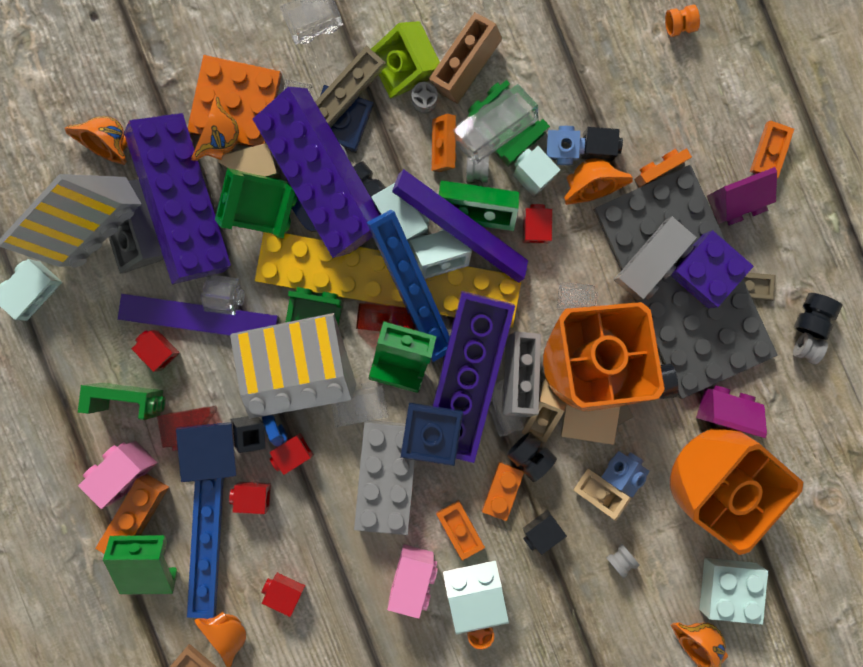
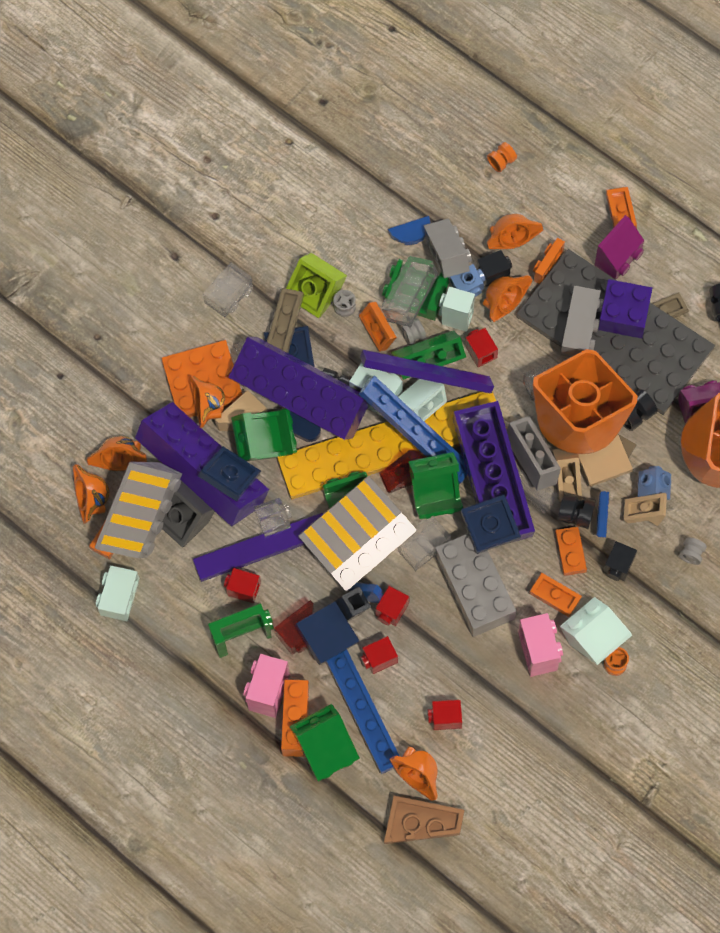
camera: 25 degrees left, 20 degrees down
(53, 162) = (91, 493): none -> orange hat
(189, 231) = (229, 473): none -> dark blue tile
(466, 57) = (360, 259): medium nougat brick -> none
(539, 54) = (411, 232): none -> blue tile
(553, 477) = (602, 514): none -> blue tile
(564, 97) = (447, 248): none -> light grey brick
(644, 113) = (513, 231): none -> orange hat

